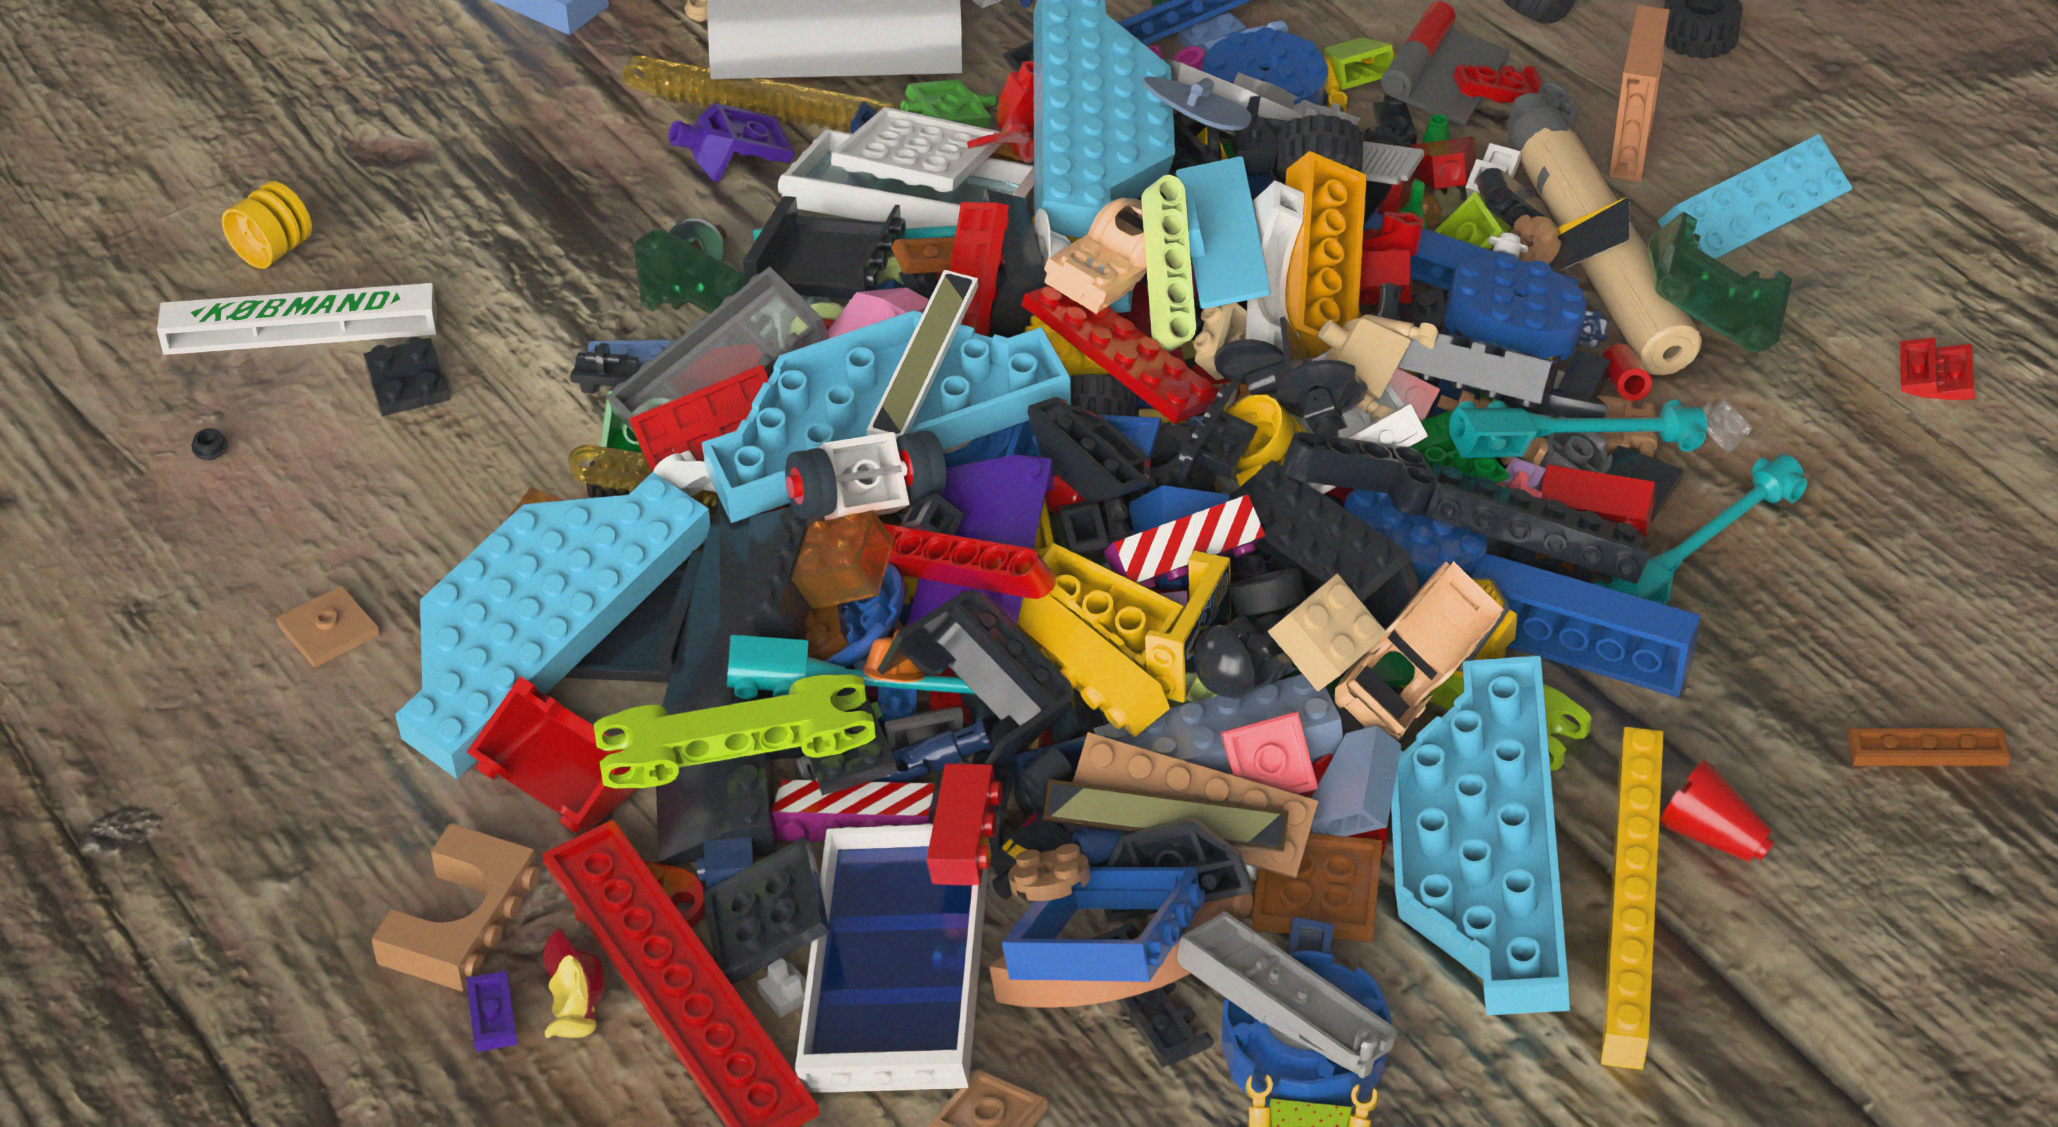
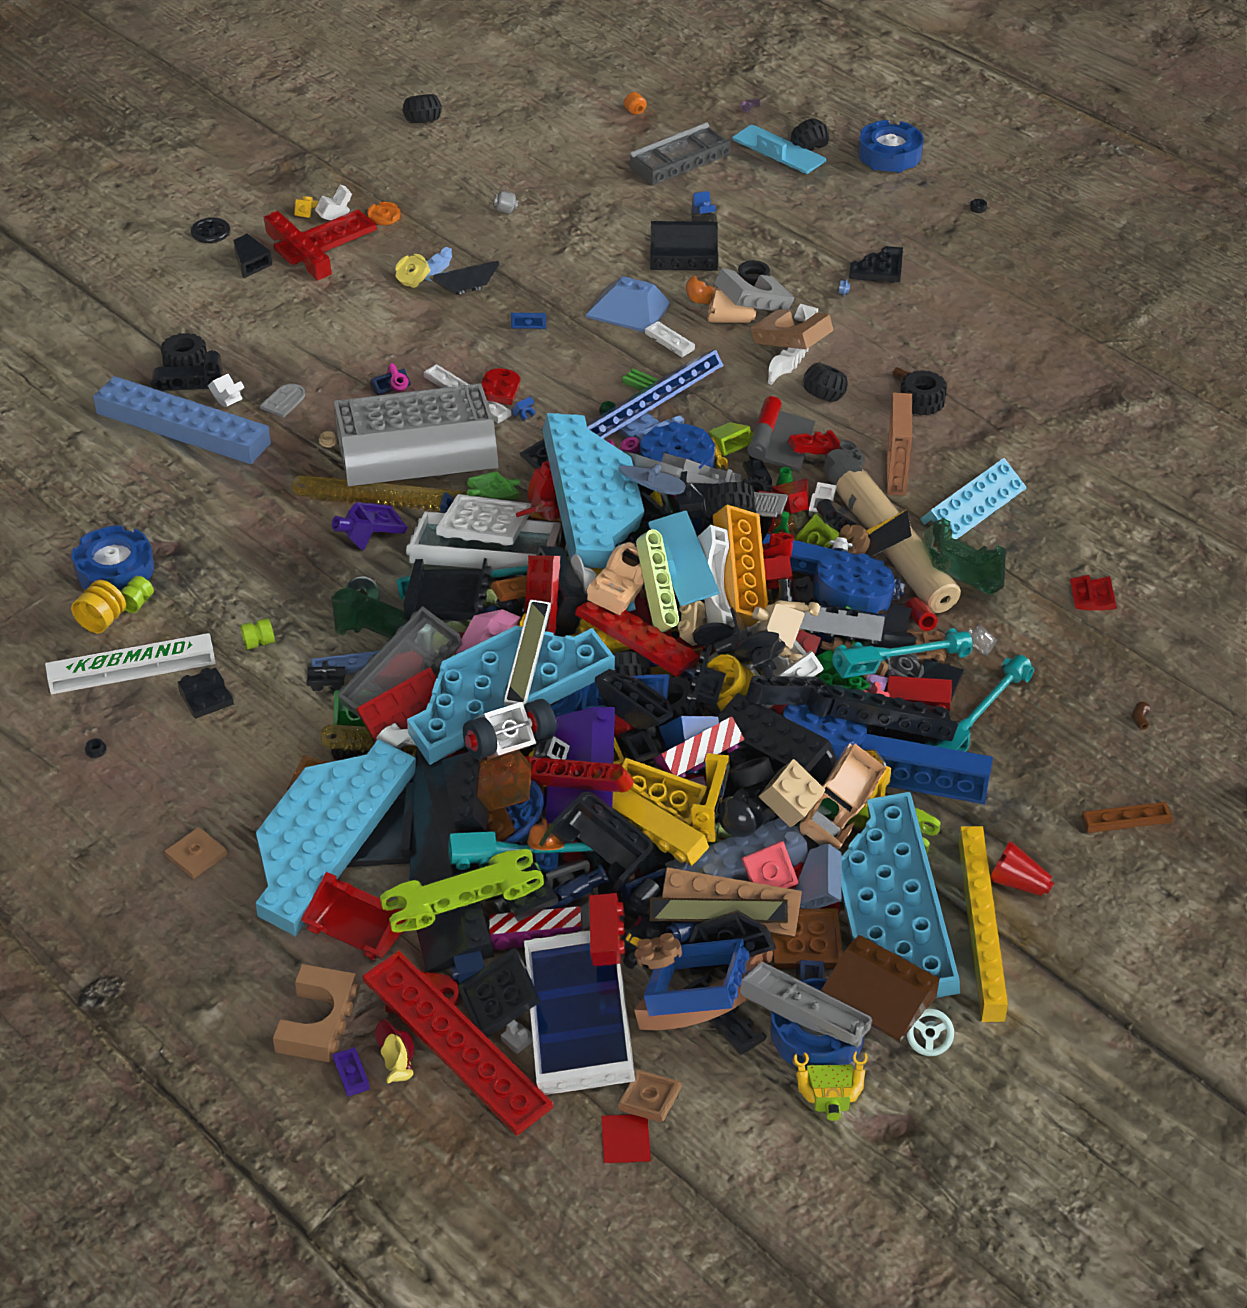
camera: 10 degrees left, 0 degrees up
(314, 153) = (112, 556): none -> blue piece
(334, 212) = (136, 593): none -> lime wheel
(510, 292) = (257, 633): none -> lime wheel
(1426, 980) = (882, 986): none -> reddish brown slope
(1516, 1064) = (946, 1024): none -> light aqua piece
(1981, 576) = (1138, 715): none -> reddish brown arm

